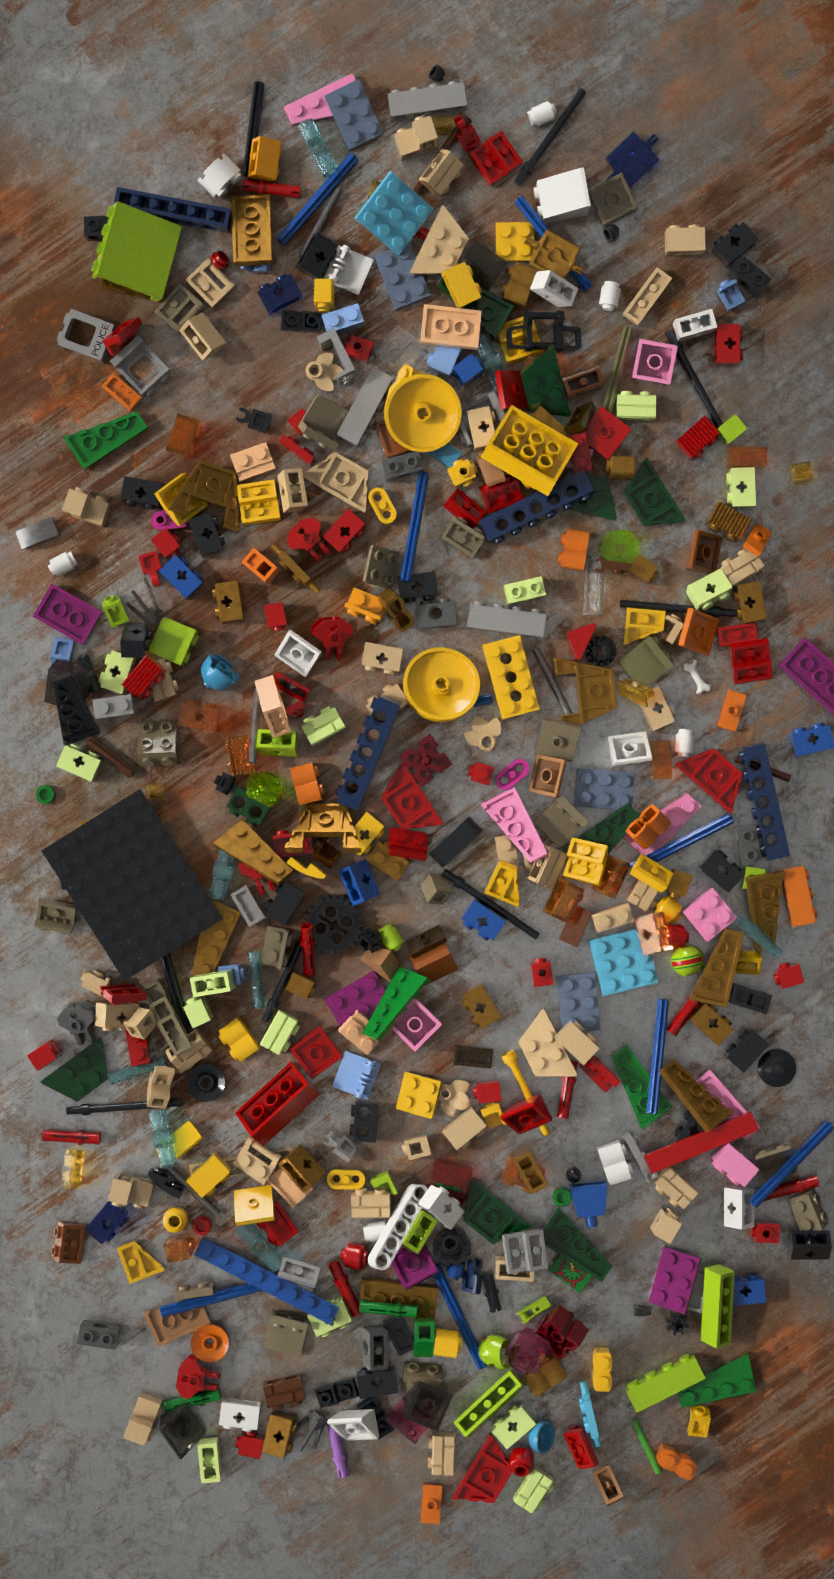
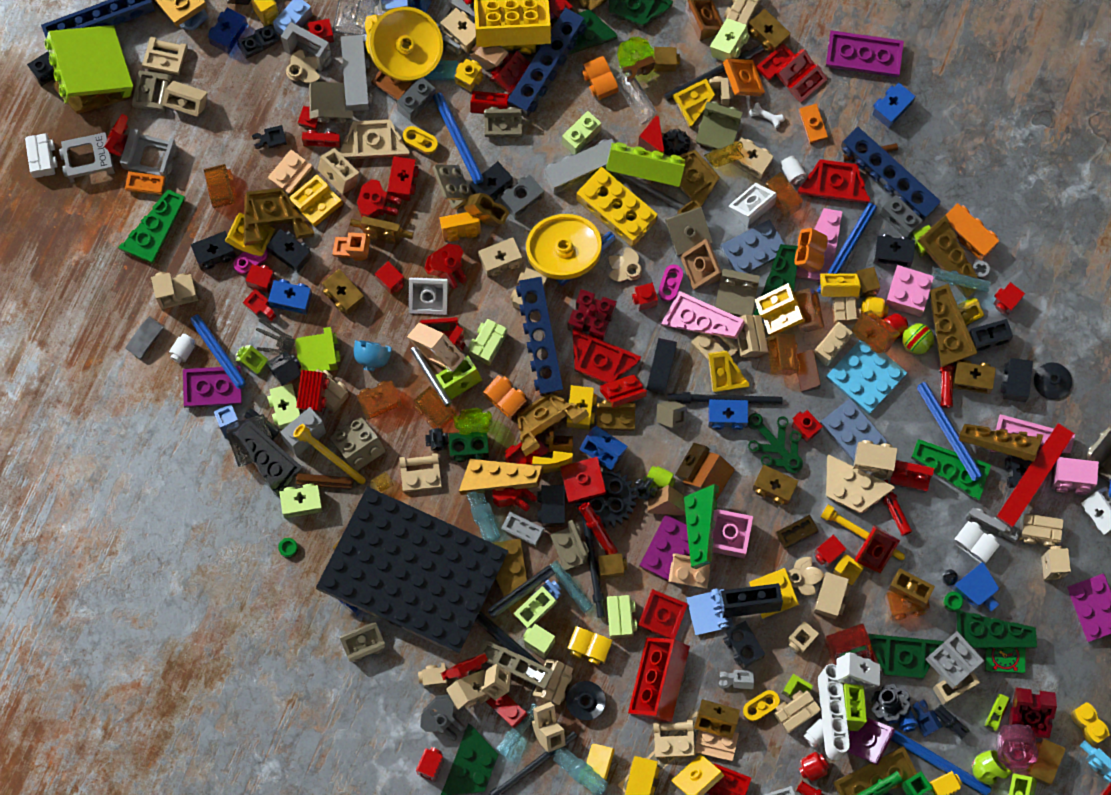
camera: 30 degrees left, 15 degrees down
(47, 308) = (40, 155): none -> white brick
(90, 587) = (218, 351): none -> blue axle
(109, 716) = (303, 433): none -> yellow piece
(191, 807) = (420, 479): none -> tan plate
(206, 960) = (521, 591): none -> black axle
(220, 259) = (161, 33): red plate -> none
(322, 900) = (583, 480): none -> red plate
(391, 1094) = (750, 600): none -> black brick
(506, 972) = (776, 445): none -> dark green plant
(557, 659) = (645, 164): none -> lime brick
(642, 1310) = (1086, 652): clear smoke tile -> none
(788, 929) = (981, 264): none -> light grey bush

